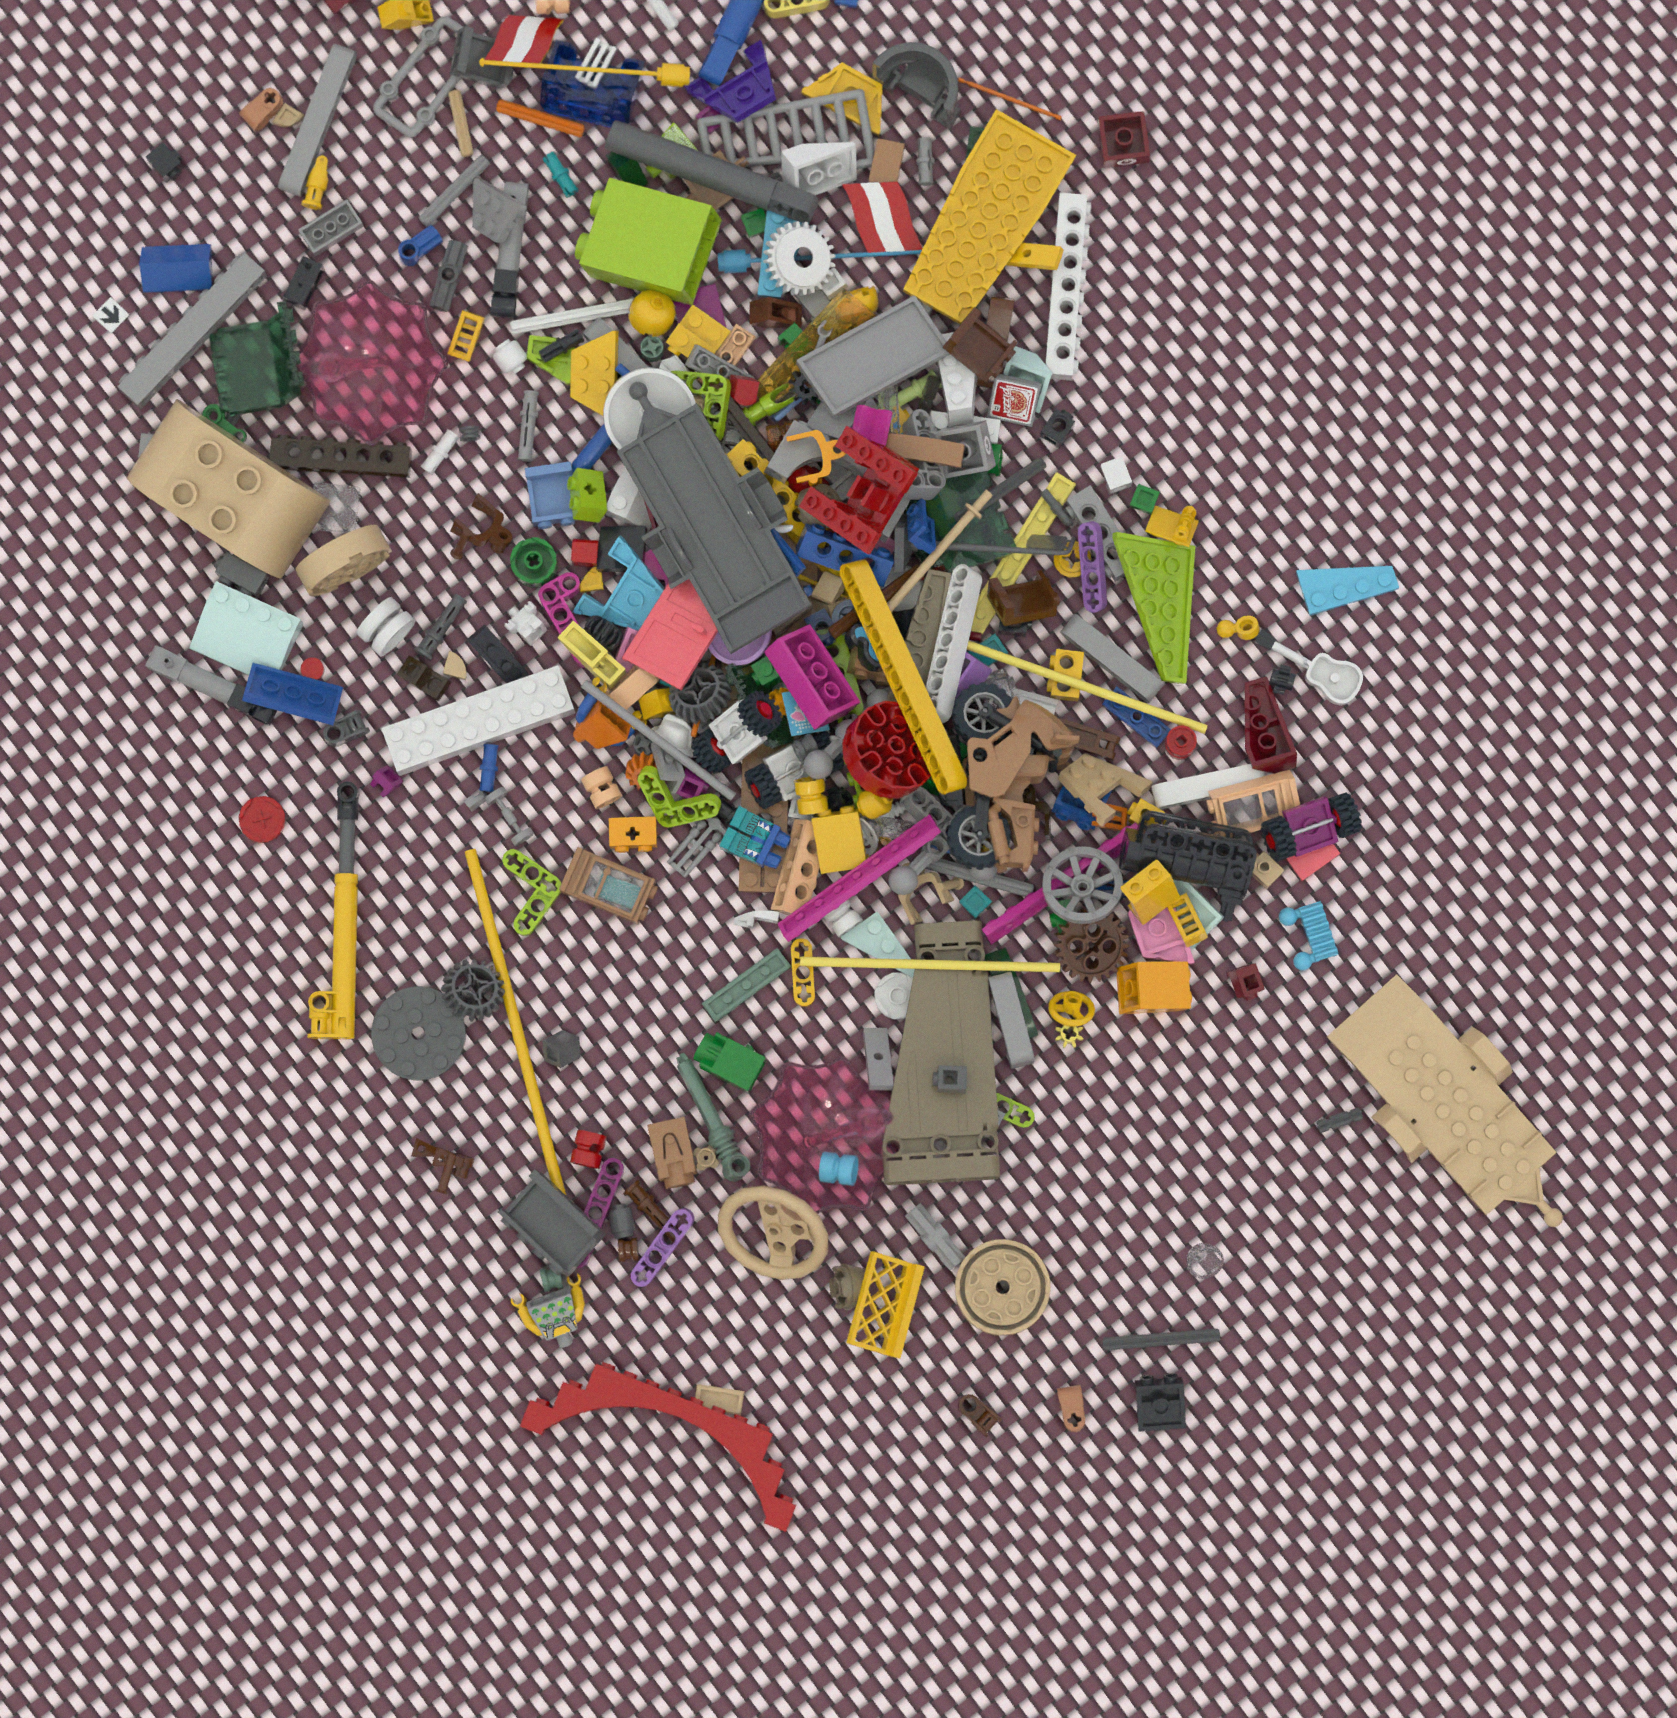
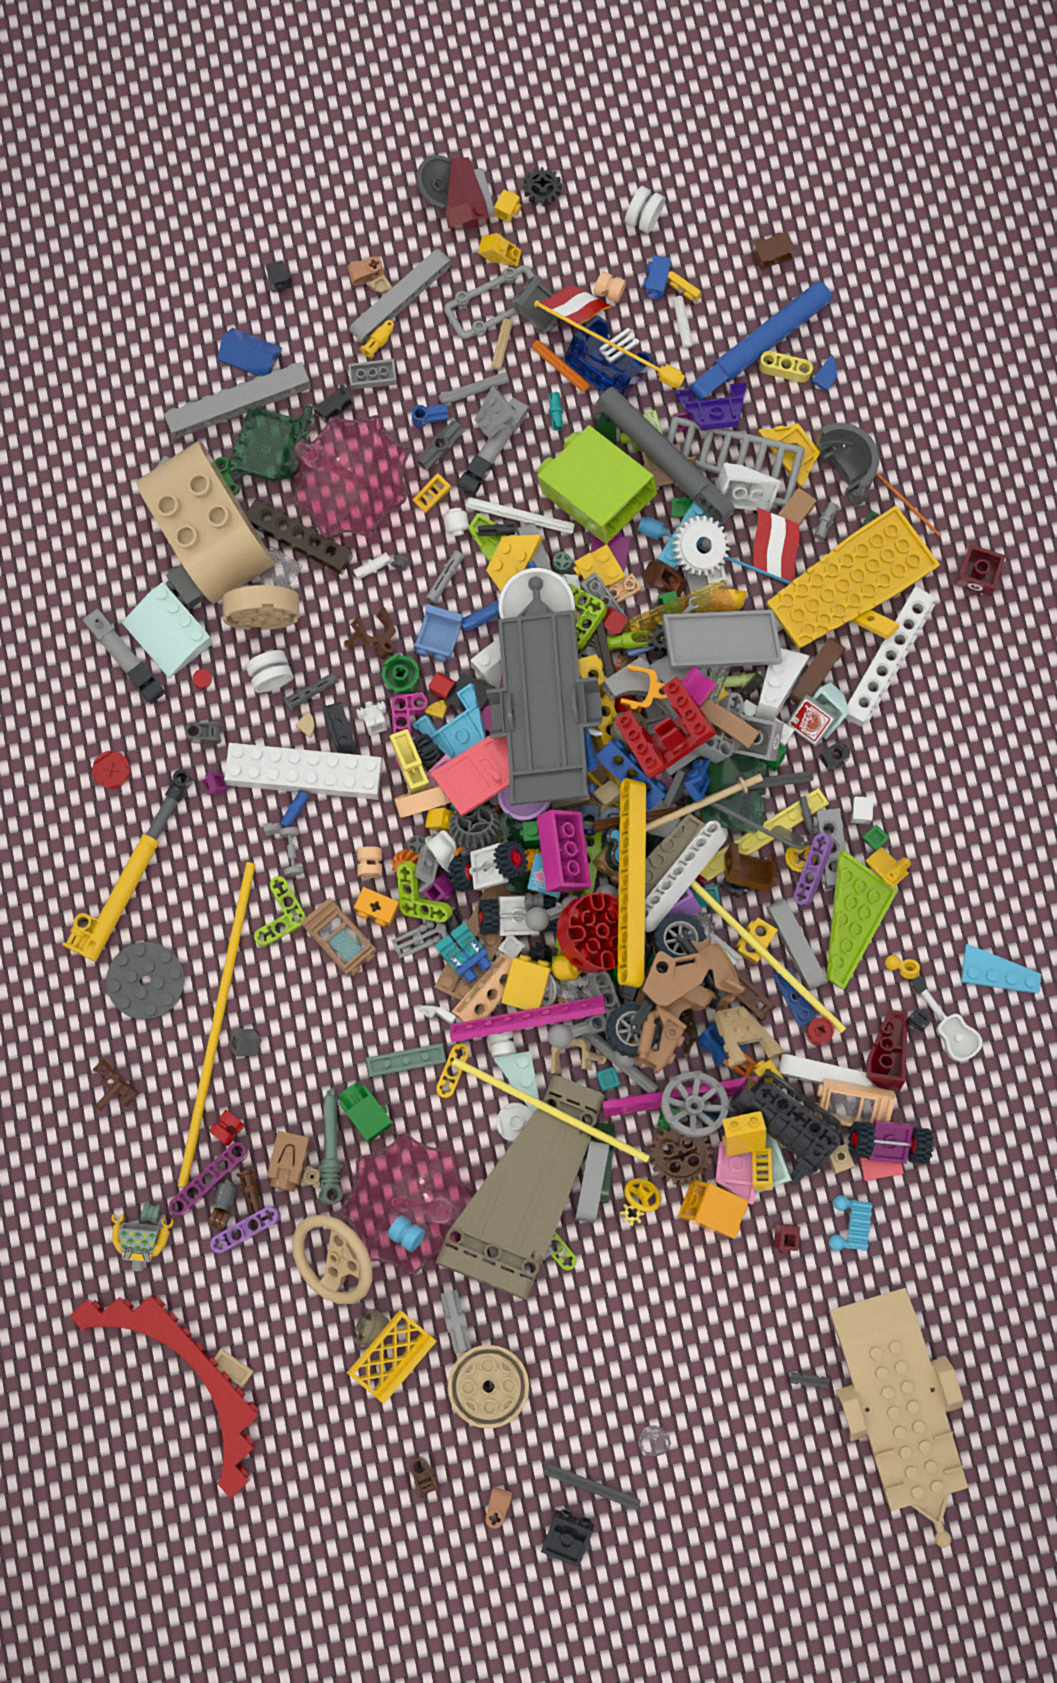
camera: 20 degrees right, 5 degrees down
(110, 315) = (186, 365): white sticker -> none
(292, 694) = (177, 688): blue plate -> none
(423, 678) = (279, 722): dark brown slope -> none
(470, 972) = (204, 952): dark grey gear -> none
(552, 1225) = (170, 1172): dark grey panel -> none
(587, 495) = (463, 644): lime brick -> none
(600, 724) = (393, 815): orange torso -> none
(652, 313) = (574, 536): yellow cylinder -> none
(658, 740) = (427, 845): light grey piece -> none
(811, 796) = (521, 940): yellow wheel -> none
(878, 1059) = (477, 1163): light grey tile -> none
(957, 1073) = (530, 1202): dark grey brick -> none
(979, 347) = (803, 667): reddish brown panel -> none

